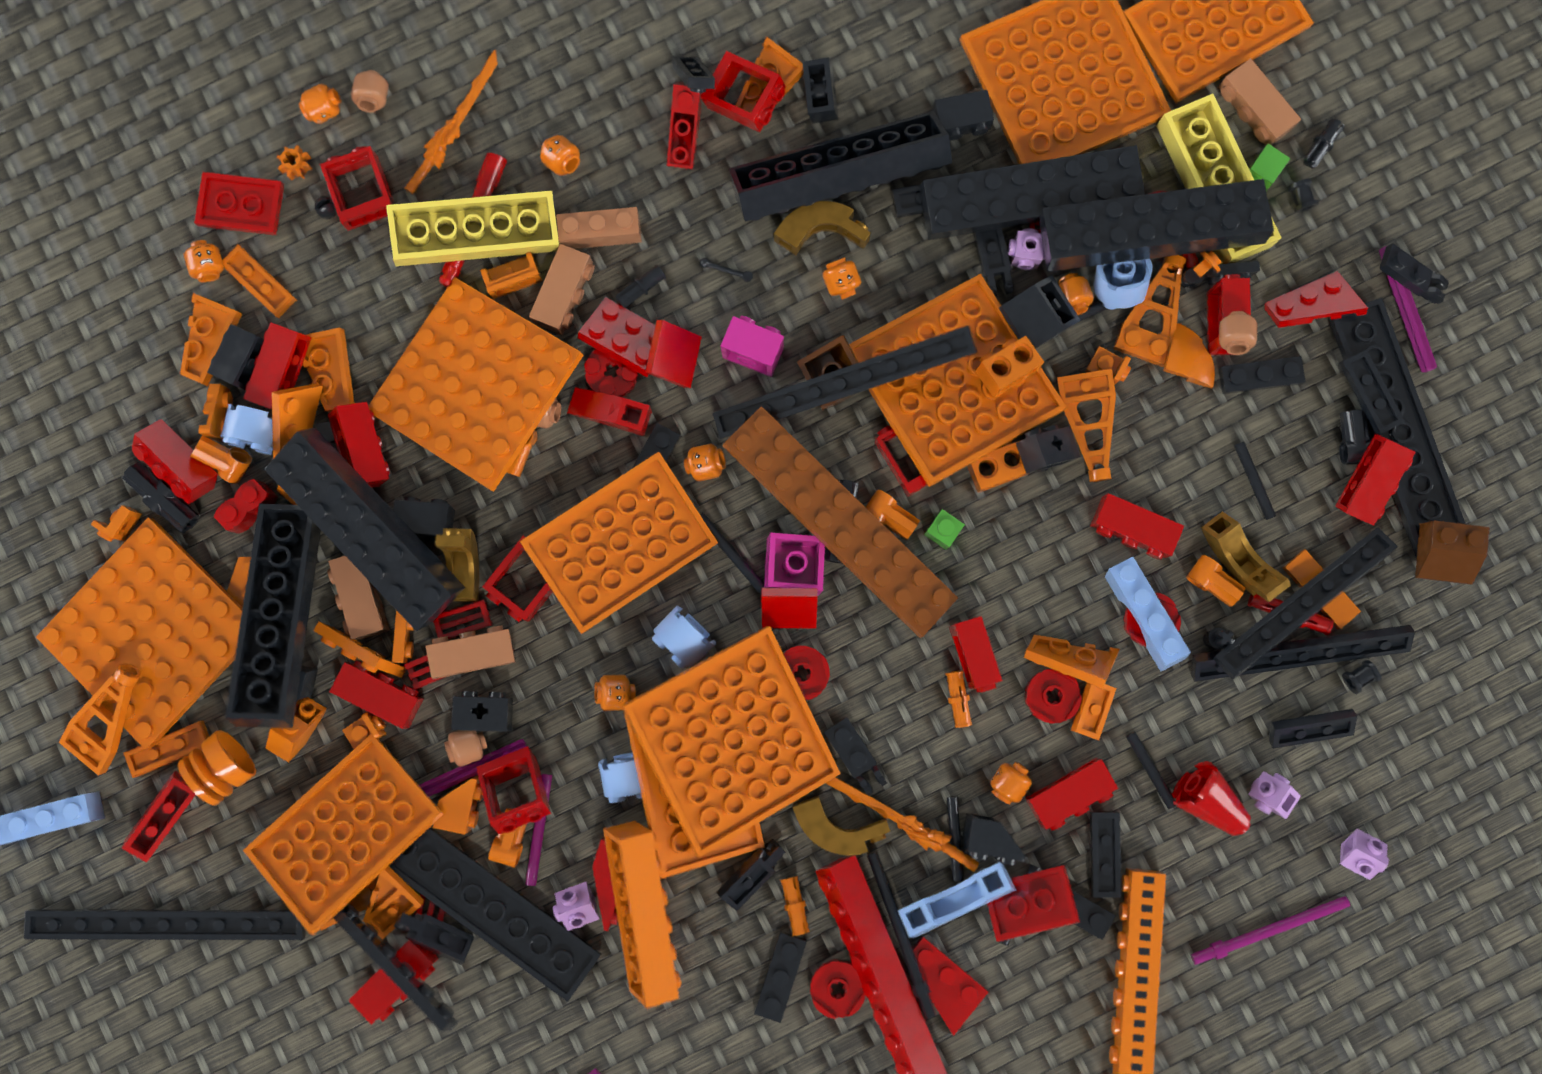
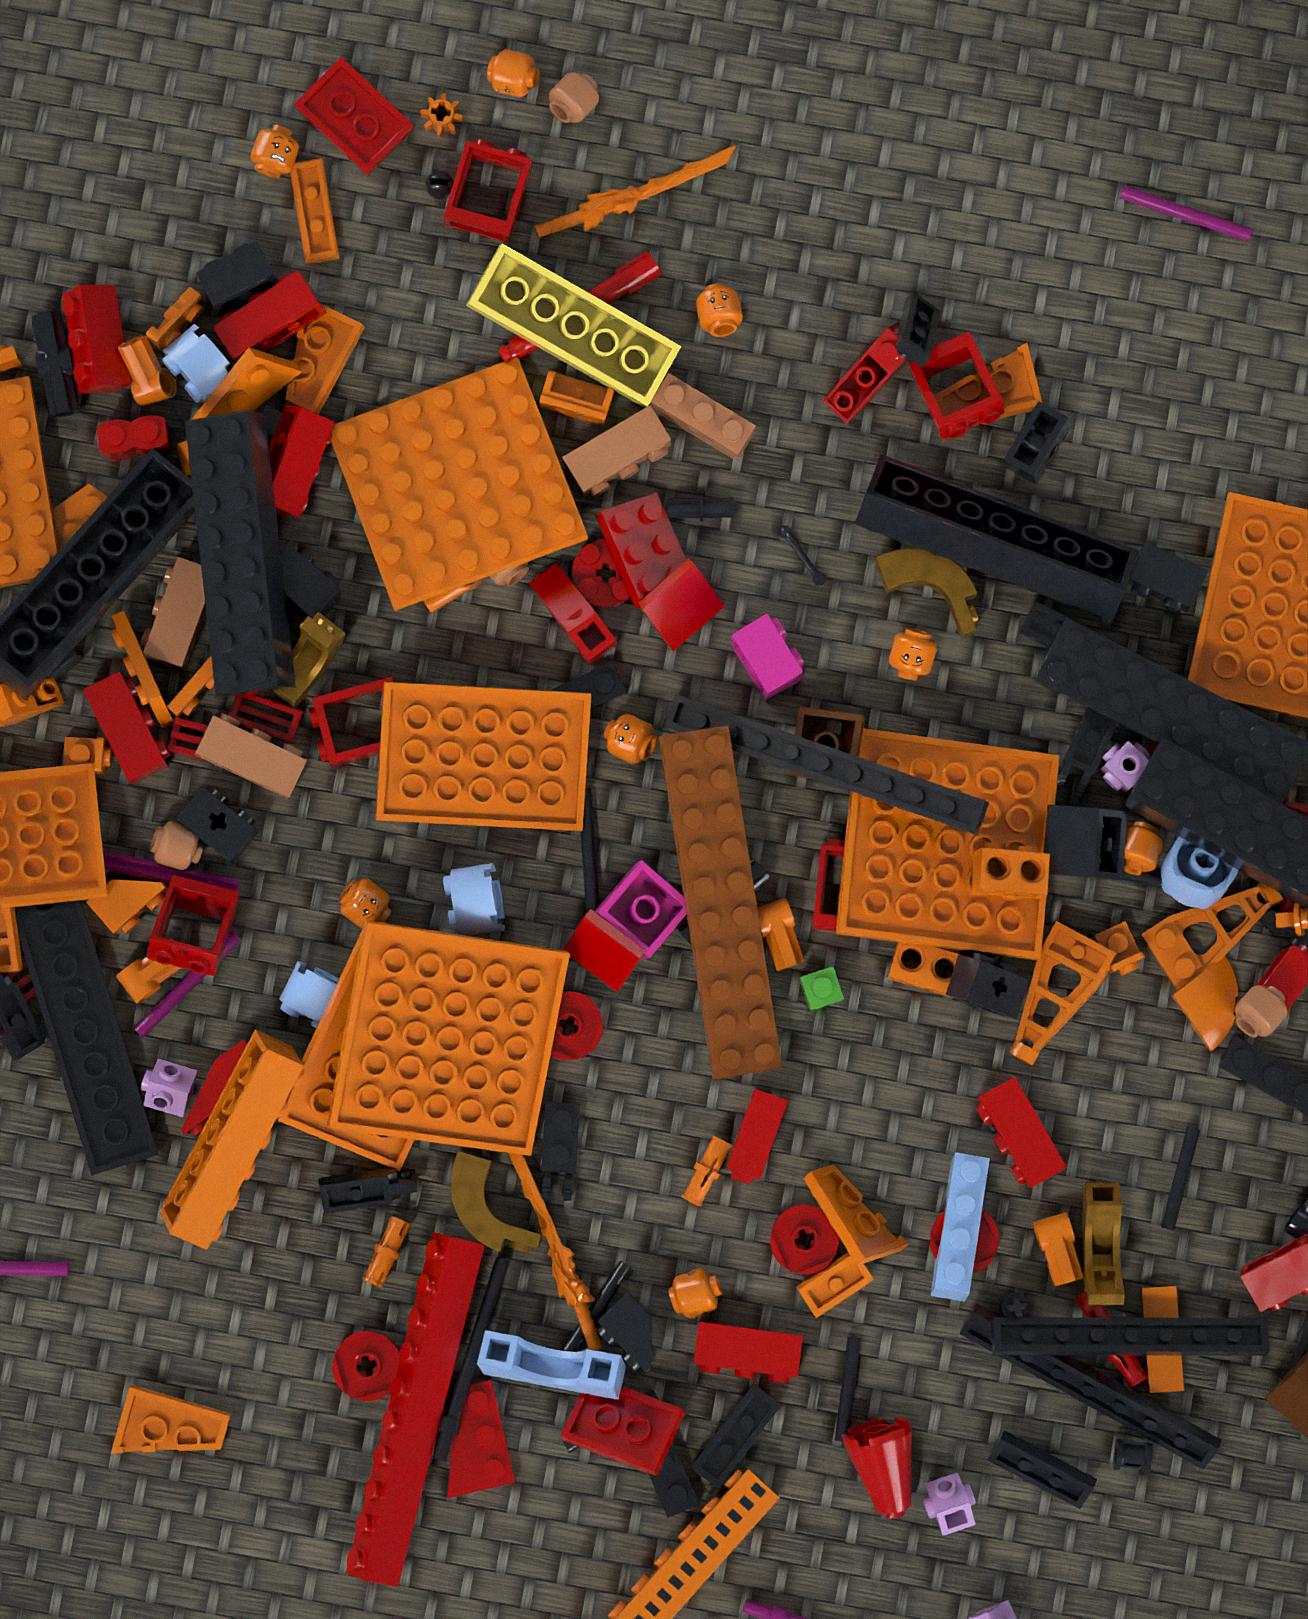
camera: 30 degrees right, 0 degrees up
(207, 330) = (219, 232): orange wing -> none
(780, 977) = (319, 1312): black plate -> none

